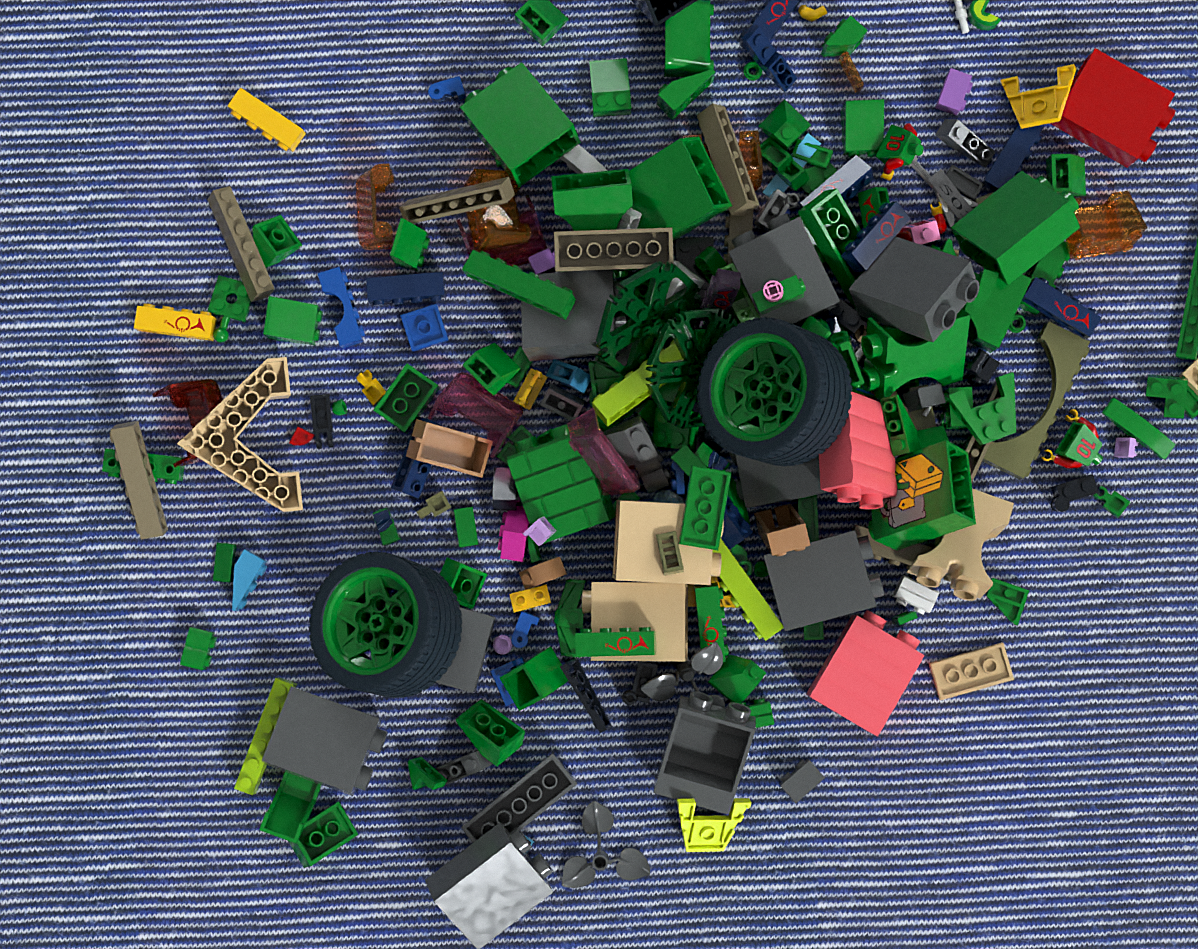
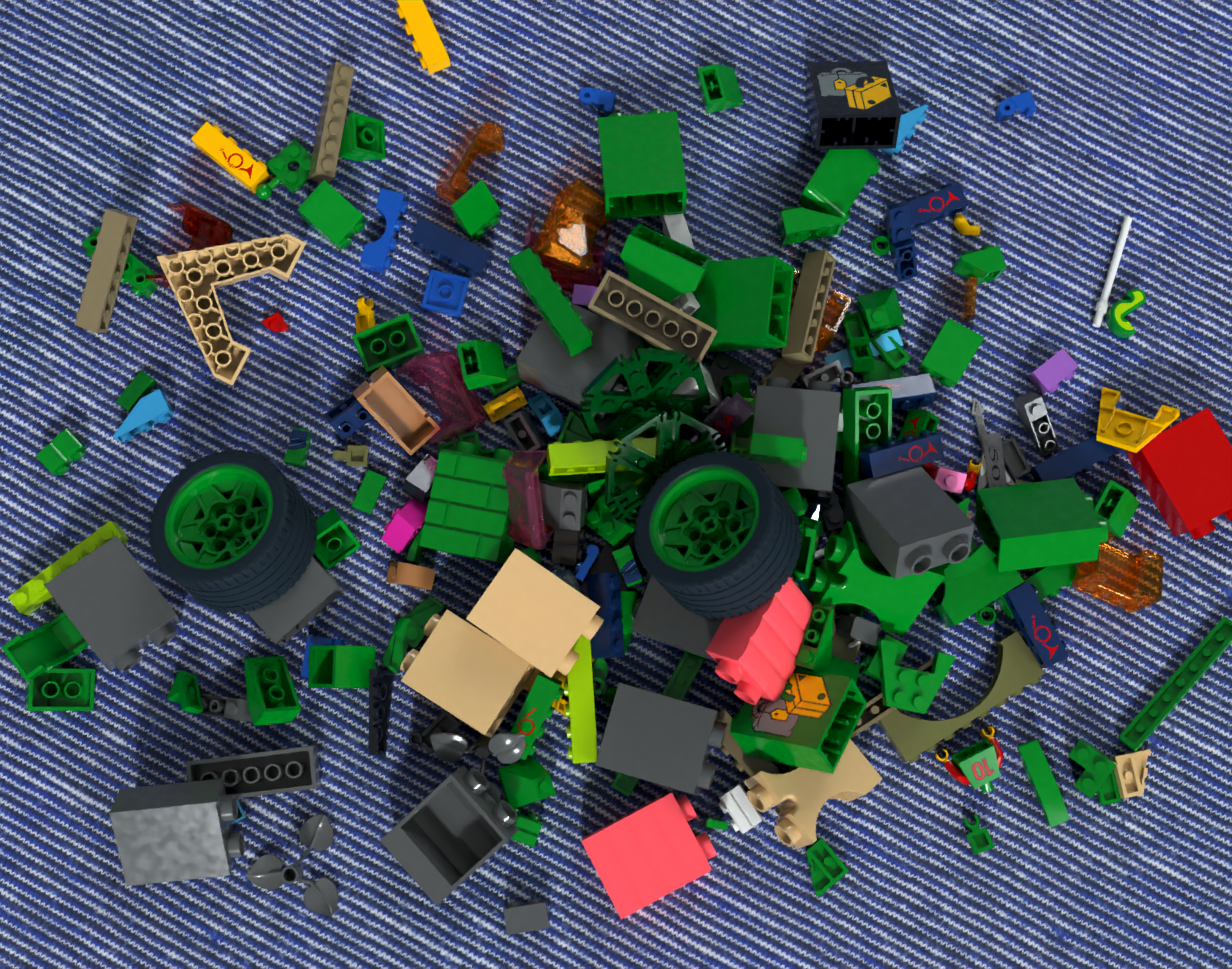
camera: 30 degrees right, 5 degrees down
(322, 418) = (303, 318): black hinge -> none
(339, 407) = (326, 317): green hinge -> none
(457, 200) = (543, 197): dark tan brick -> none
(502, 644) = (333, 618): lavender plate -> none
(520, 634) = (356, 618): blue leg -> none
(530, 598) = (384, 591): yellow hinge -> none
(540, 531) = (429, 533): lavender panel -> none
(610, 87) = (743, 184): green slope -> none
(615, 643) = (431, 678): green brick -> none
(673, 570) = (524, 642): olive slope -> none
(685, 458) = (603, 558): green tile -> none
(704, 507) = (589, 602): green tile -> none
(712, 831) = (411, 911): neon yellow wing -> none
(773, 291) = (771, 443): bright pink wheel -> none
(789, 534) = (650, 679): medium nougat piece -> none
(898, 149) = (971, 390): green torso -> none
(971, 671) = (749, 913): tan tile -> none
(980, 369) = (927, 635): black hinge -> none
(1072, 491) = (945, 802): black hinge -> none
(1125, 447) = (1020, 793): lavender tile -> none

